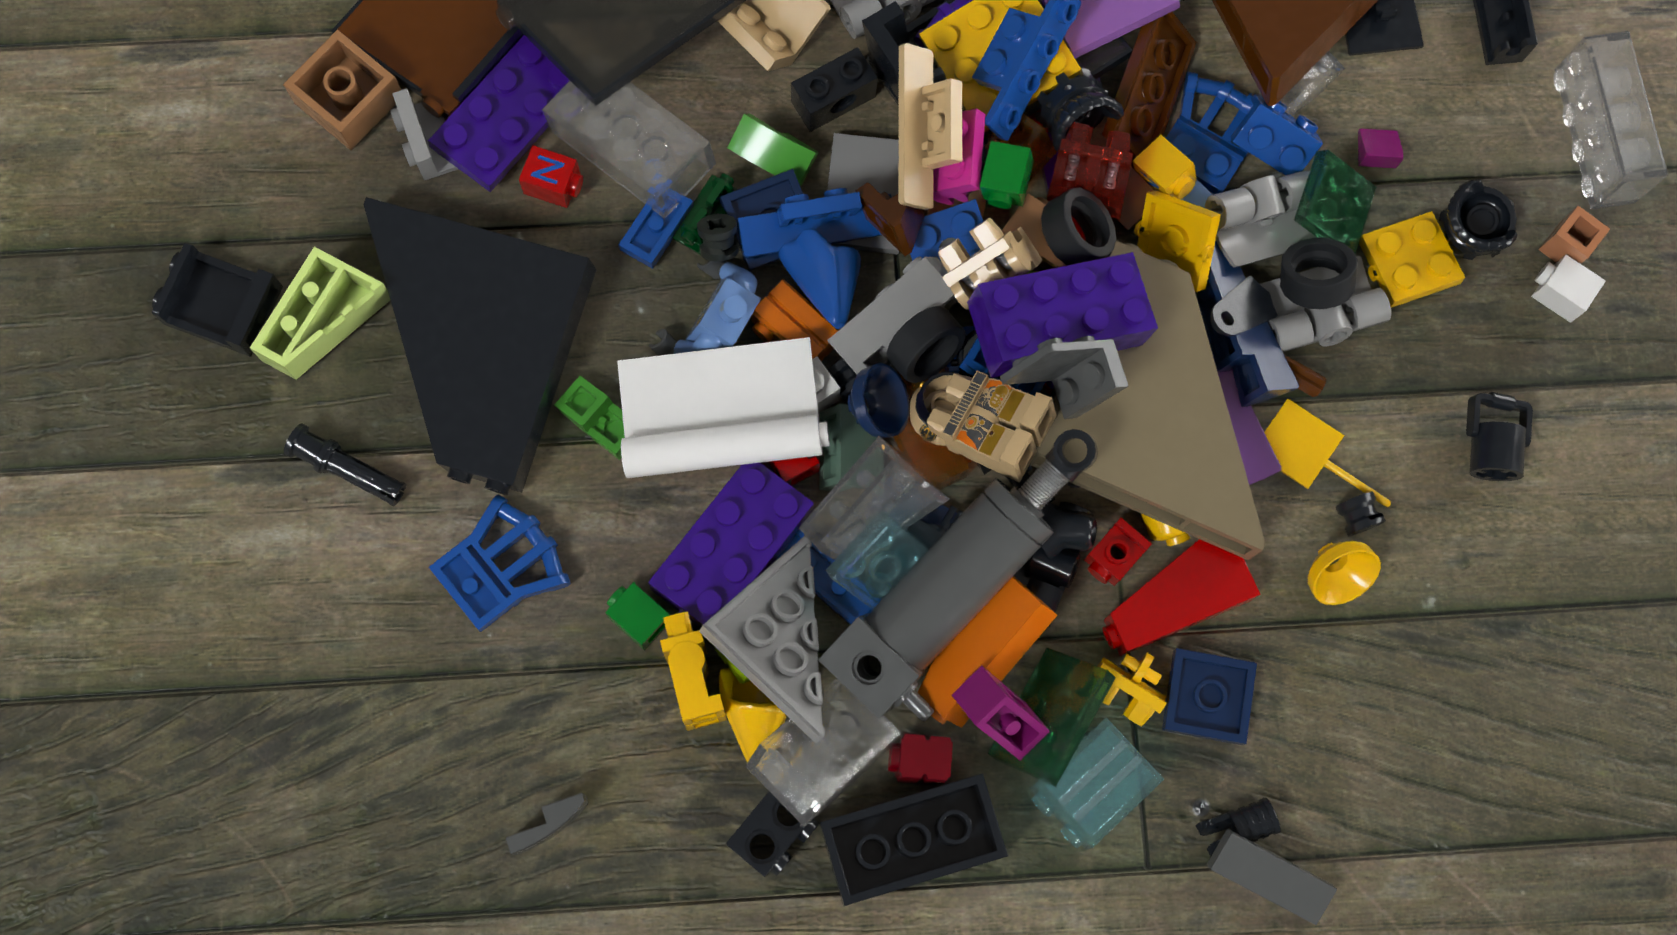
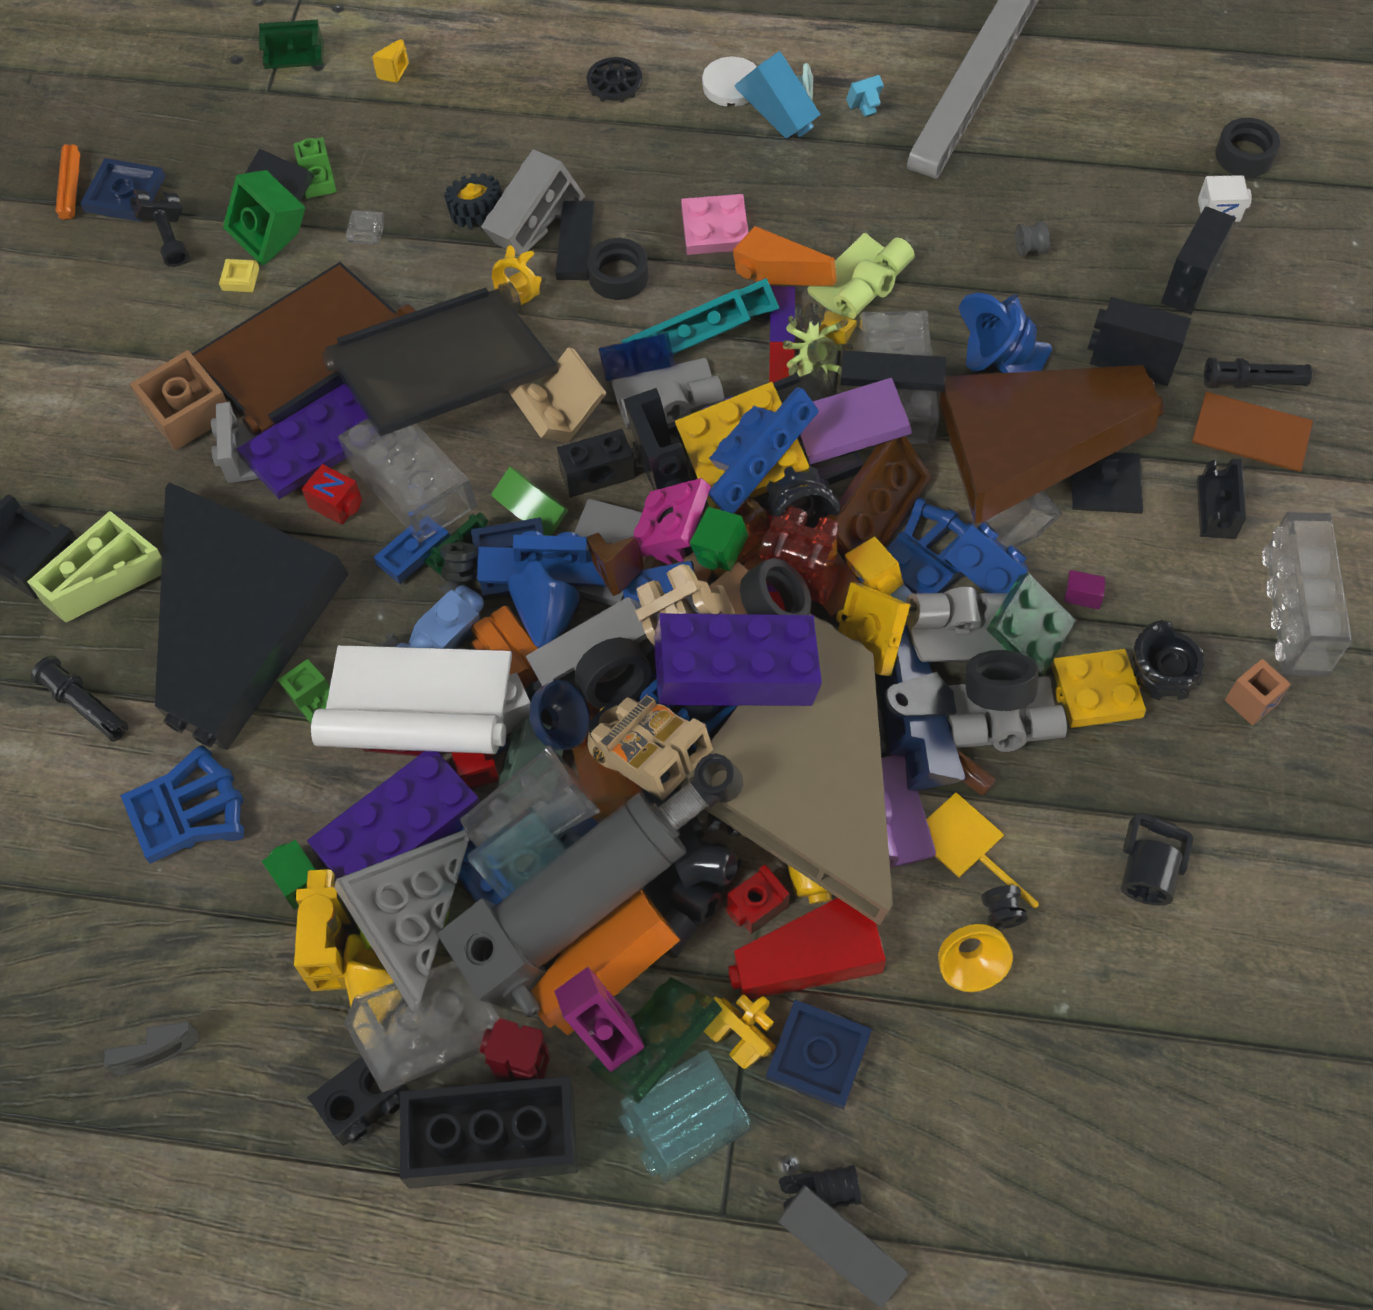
camera: 20 degrees right, 15 degrees down
(927, 125) = (651, 484): tan bracket -> none
(1080, 370) = (735, 698): dark grey bracket -> none
(1567, 287) = (1246, 736): white brick -> none

